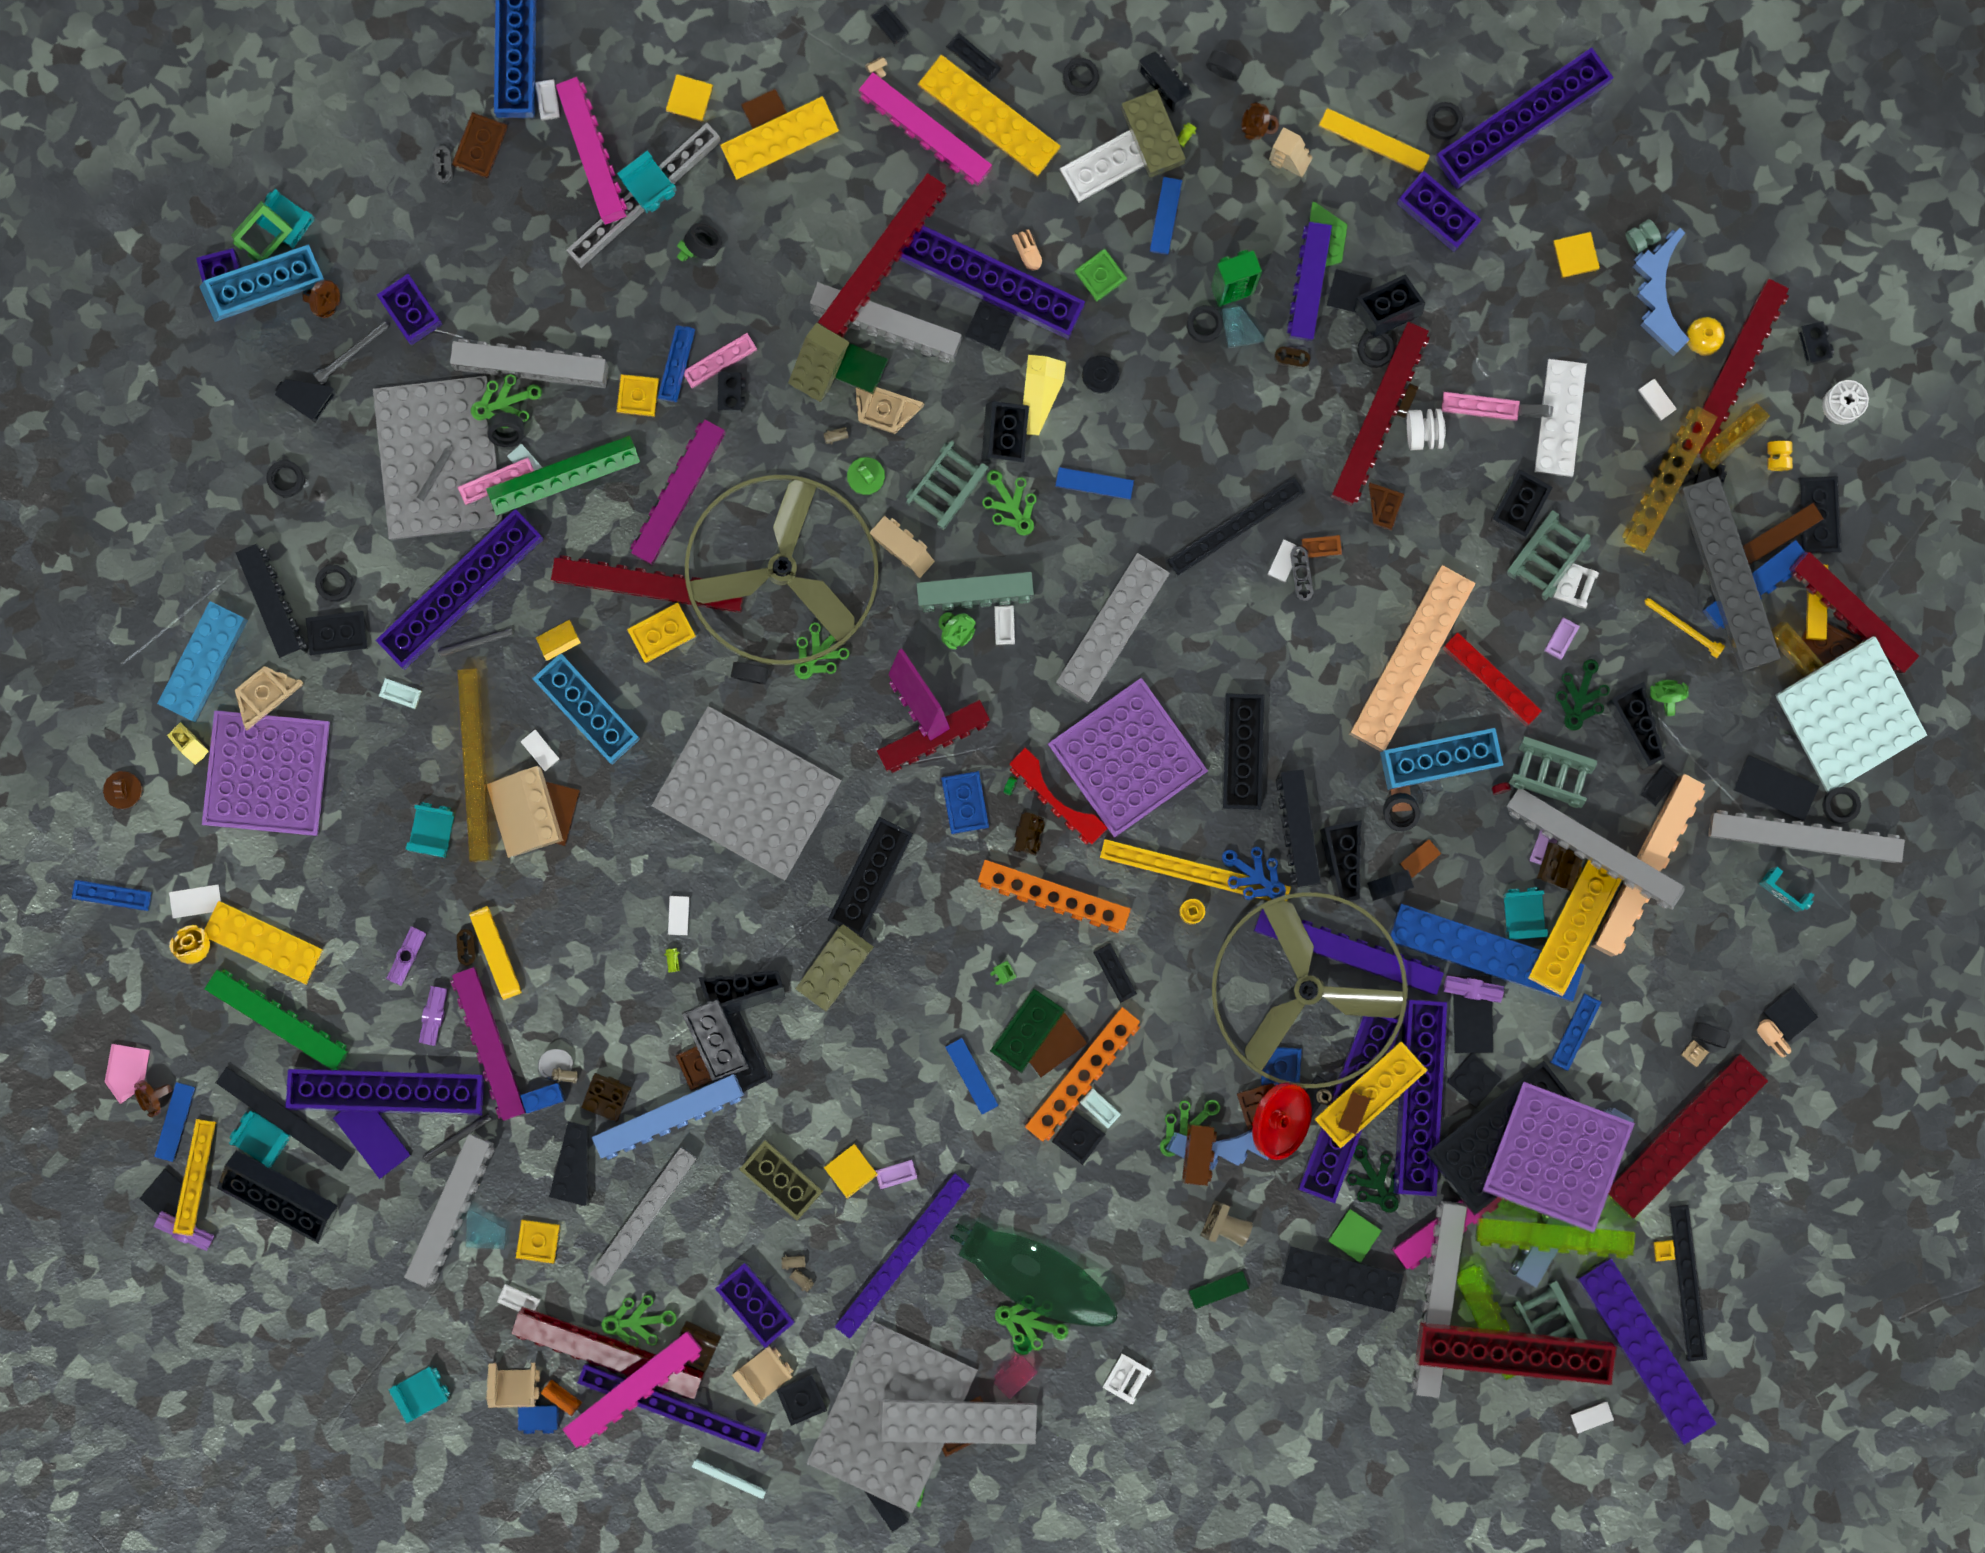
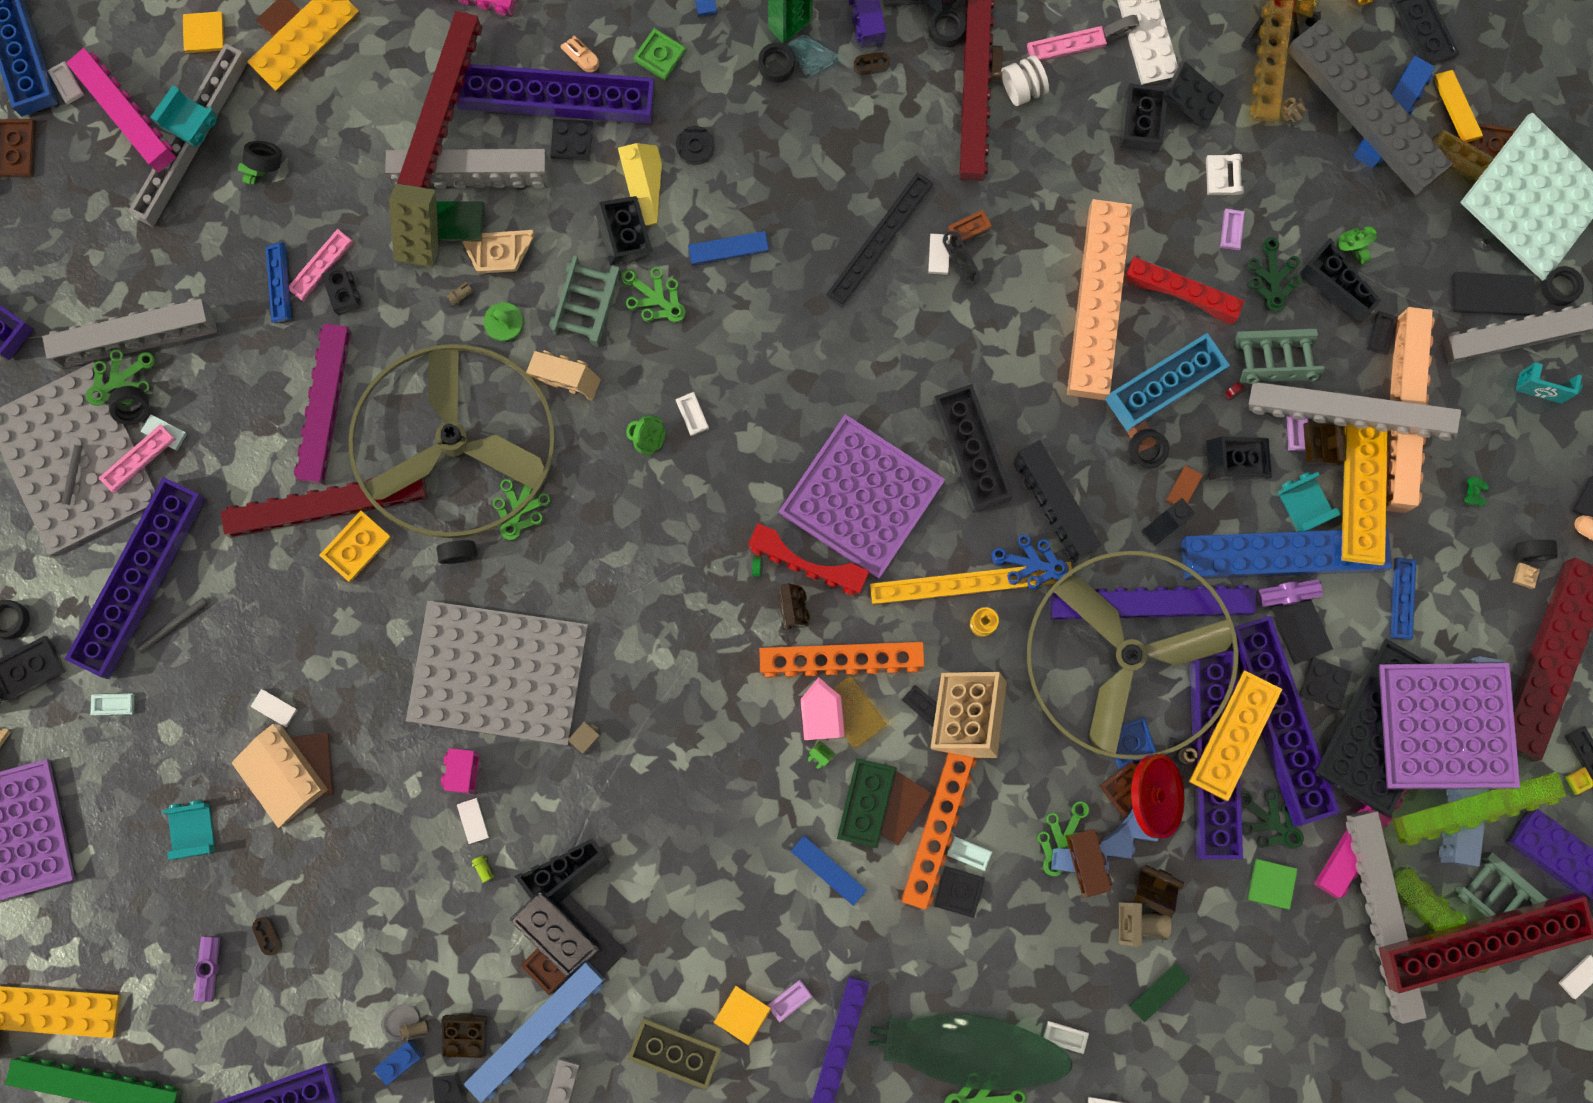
camera: 20 degrees left, 5 degrees down
(433, 1015) = (256, 1020): medium lavender piece -> none
(474, 765) = (211, 748): clear yellow brick -> none
(489, 1044) = (323, 1027): magenta brick -> none
(495, 953) = (298, 930): yellow beam -> none
(558, 640) = (252, 591): yellow tile -> none
(562, 475) = (200, 428): green brick -> none
(586, 709) = (304, 648): dark azure brick -> none
(637, 395) = (251, 327): yellow tile -> none
(684, 869) = (460, 771): none -> dark pink brick
(802, 879) = (585, 737): none -> dark tan brick
(834, 967) = (648, 813): olive brick -> none
(870, 876) = (651, 709): black brick -> none
(915, 745) = (662, 547): dark red brick -> none
(917, 697) = (631, 511): magenta slope -> none
(965, 802) = (718, 600): blue tile -> none
(975, 591) = (651, 390): sand green brick -> none
(1018, 937) = (822, 712): none -> bright pink tile
(1045, 946) = (859, 715): none -> clear yellow tile
(1112, 628) = (799, 377): light grey brick -> none
(1122, 1296) = (1066, 1037): none -> white tile
(1147, 987) = (969, 714): none -> tan slope
(1250, 1202) = (1157, 890): none -> dark brown plate
(1341, 1279) = (1278, 933): black brick -> none
(1343, 858) = (1111, 514): black wedge -> none
(1354, 1113) = (1227, 759): reddish brown tile -> none
(1384, 505) = (1014, 167): reddish brown wing -> none
(1479, 851) = (1238, 458): none -> black slope
(1530, 553) = (1175, 143): sand green fence -> none
(1575, 501) = (1194, 94): none -> black plate
(1663, 548) = (1293, 109): none -> dark tan gear
(1676, 965) = (1475, 485): none -> green piece
(1715, 648) = (1381, 185): yellow piece -> none
(1782, 533) = (1401, 51): reddish brown tile -> none
(1852, 610) = (1492, 98): dark red brick -> none

